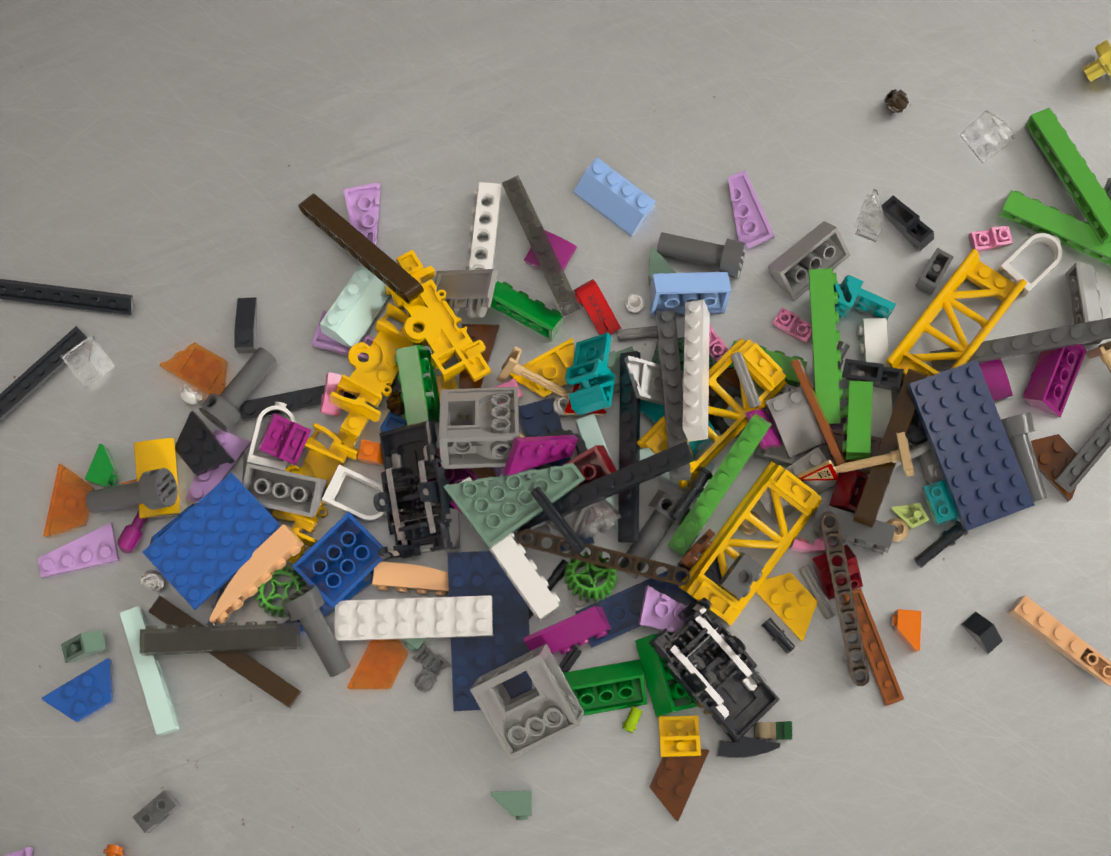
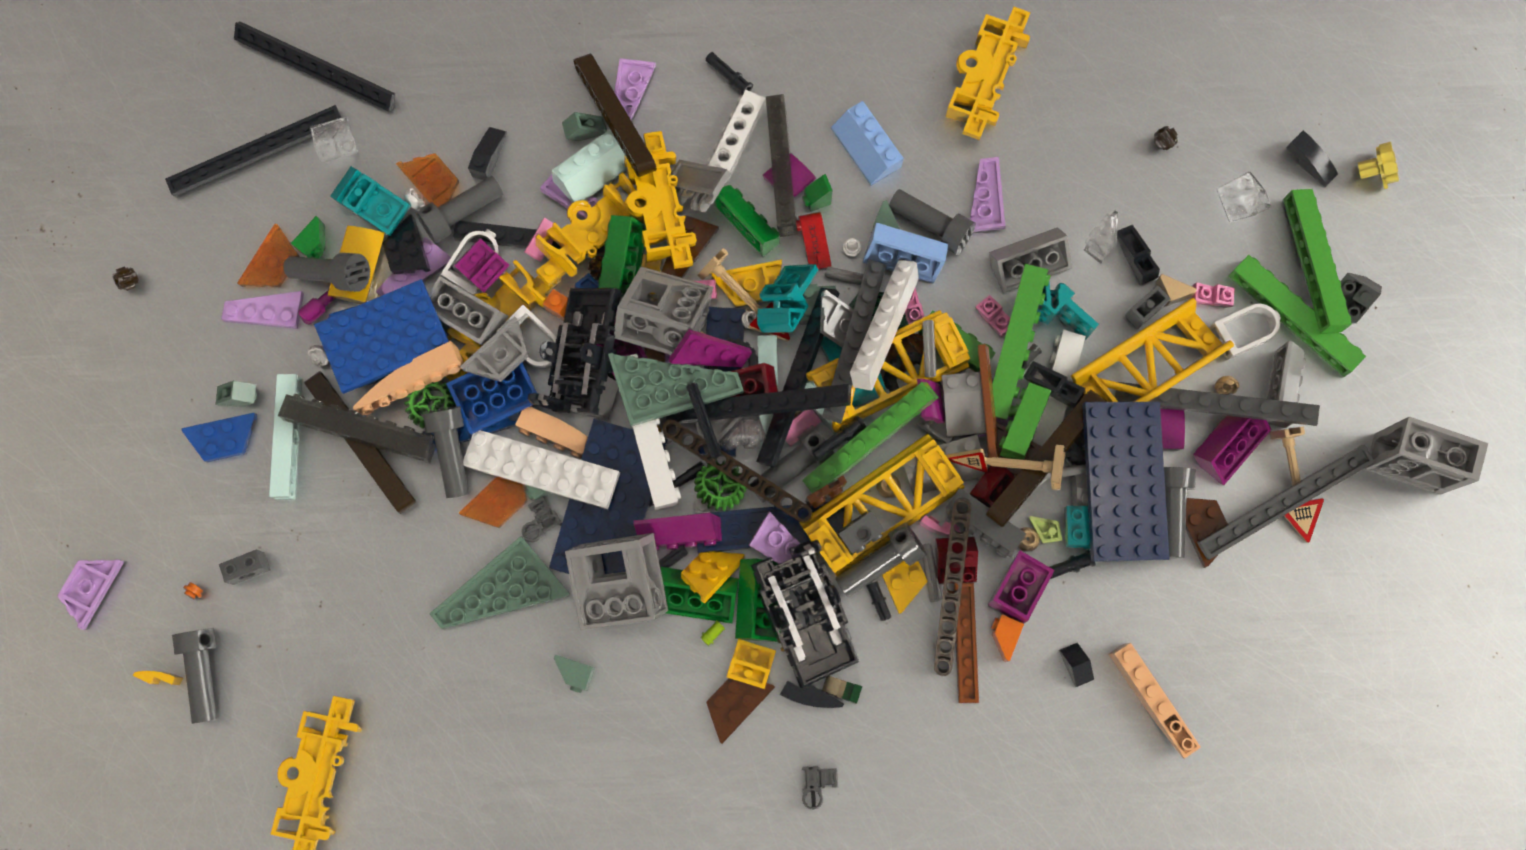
camera: 20 degrees right, 0 degrees up
(148, 410) = (370, 200): none -> teal piece
(332, 268) = (583, 126): none -> sand green slope
(334, 521) = (499, 354): none -> light grey wing
(417, 741) = (505, 584): none -> sand green wing
(463, 173) = (735, 78): none -> black pin
(585, 262) = (818, 194): none -> green slope
(611, 661) = (710, 572): none -> yellow wing
(646, 493) = (800, 424): none -> bright pink slope
(708, 91) = (992, 62): none -> yellow piece
(778, 824) = (818, 779): none -> dark grey piece
(784, 577) = (902, 547): none -> dark grey piece
(907, 578) = (1021, 587): none -> magenta slope
(953, 245) = (1175, 289): none -> tan slope
(1032, 321) = (1226, 385): none -> tan plate
(1040, 77) = (1312, 158): none -> black slope

